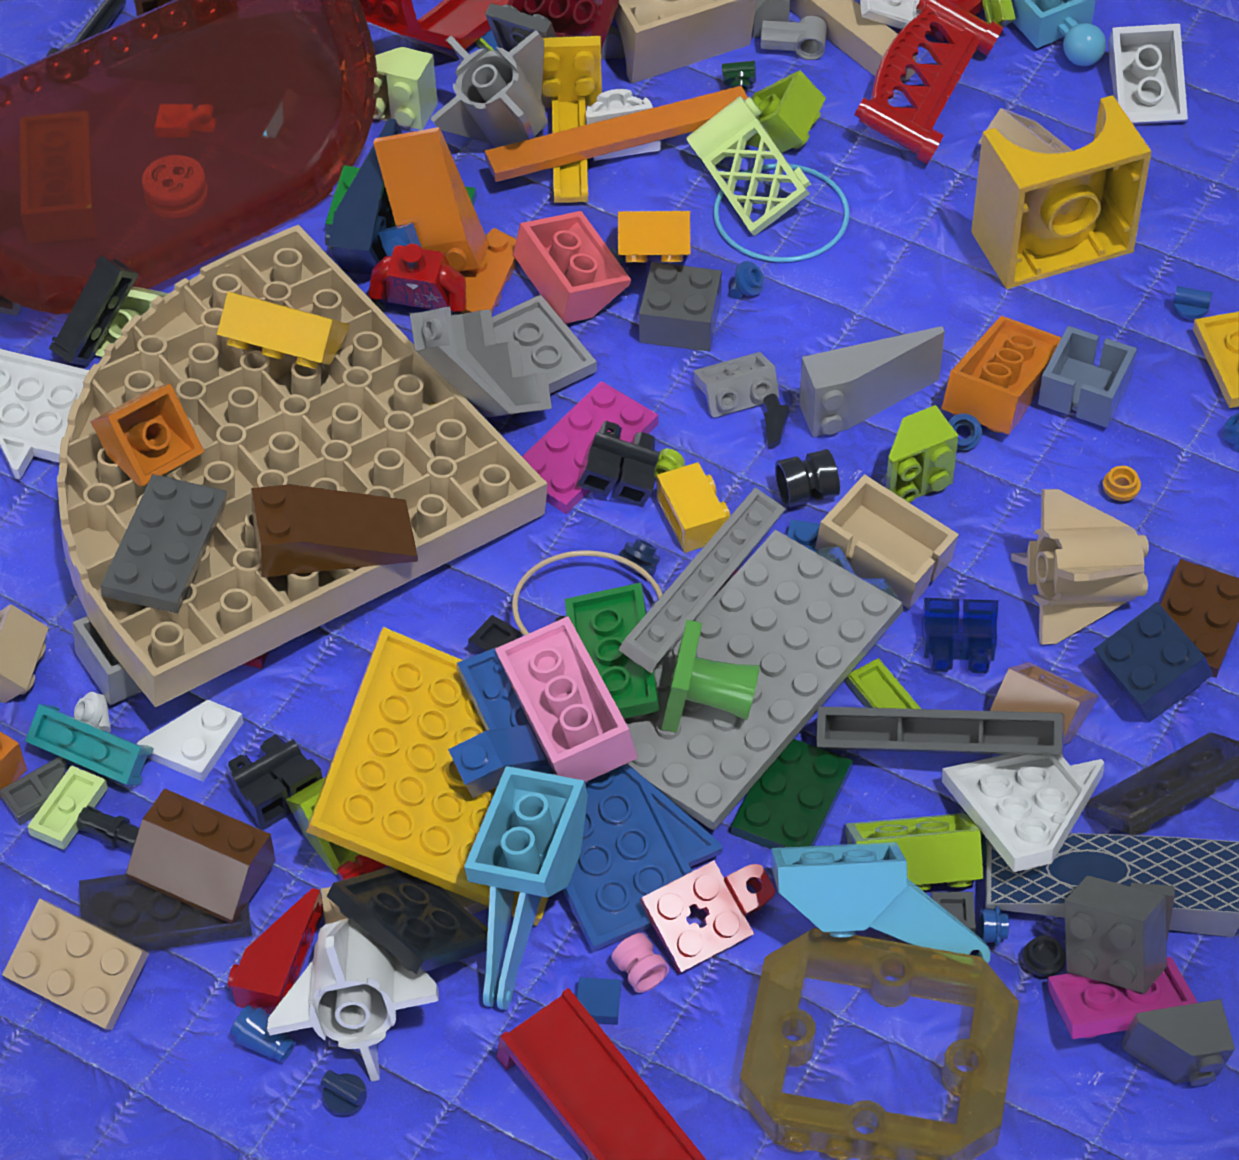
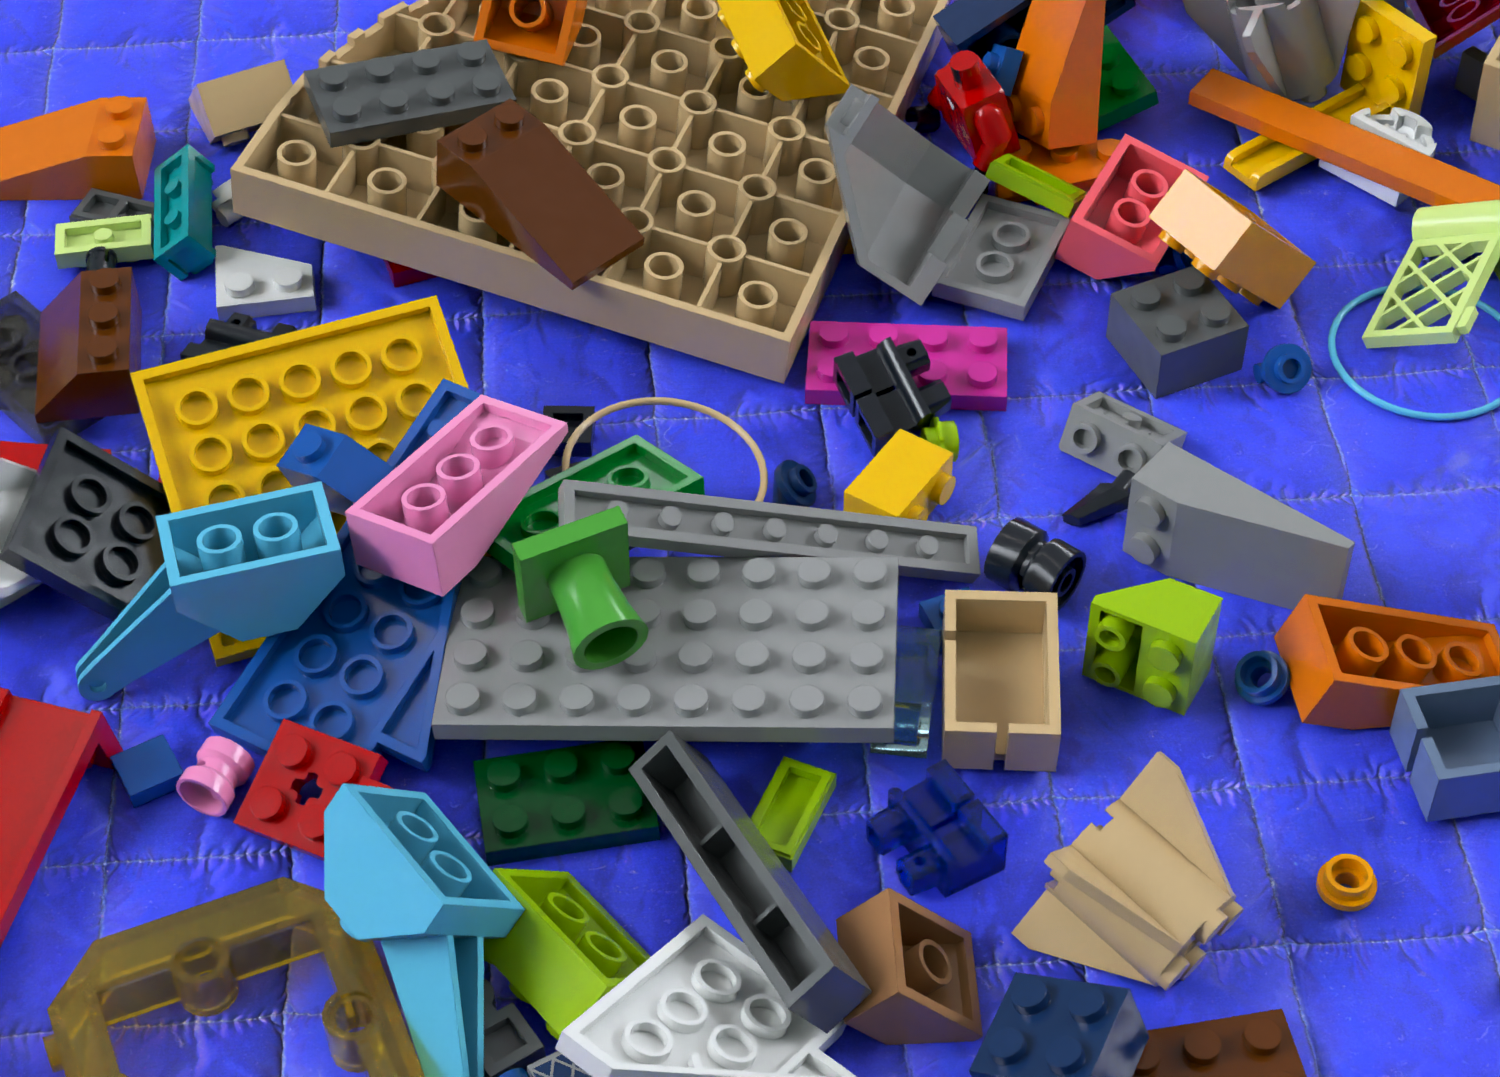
camera: 55 degrees right, 5 degrees down
(503, 292) = (1036, 184): none -> lime tile

